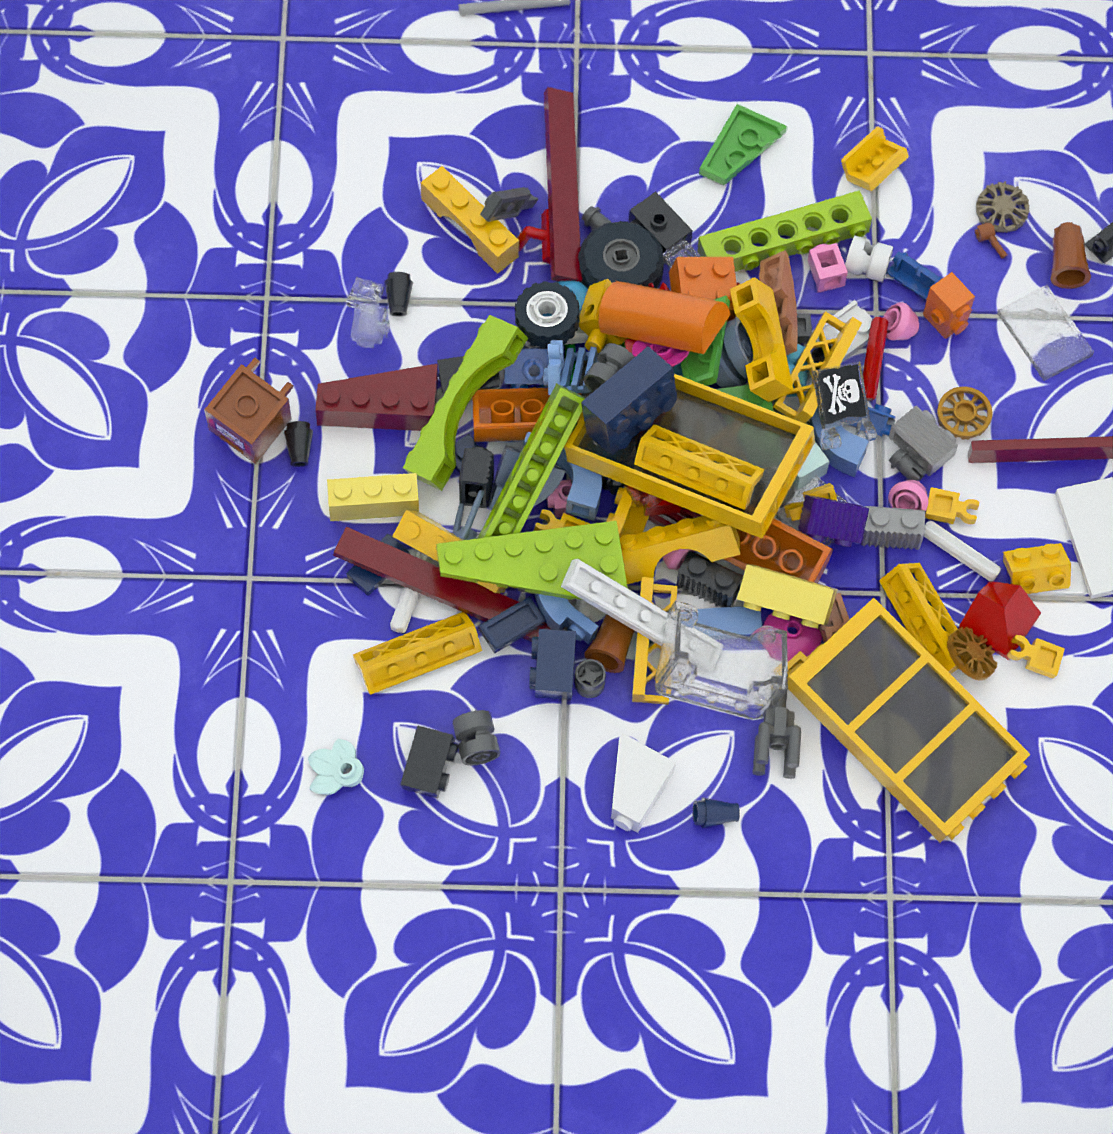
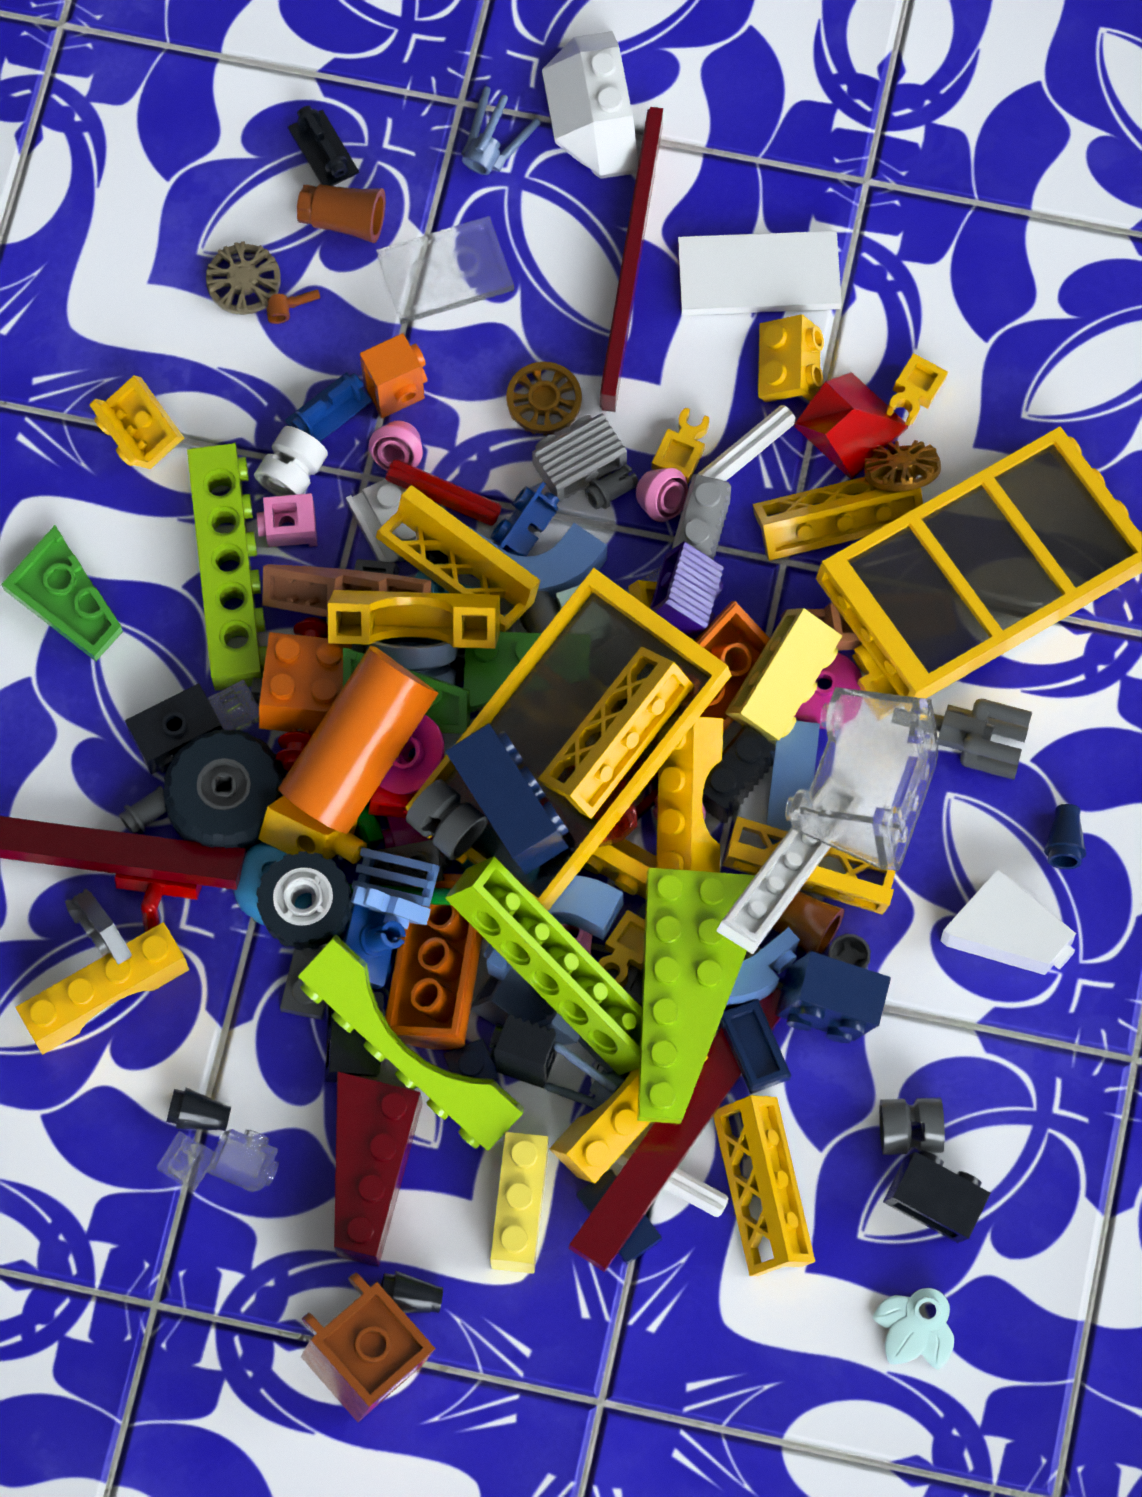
camera: 75 degrees left, 5 degrees up
(842, 402) = (522, 540): flag -> none

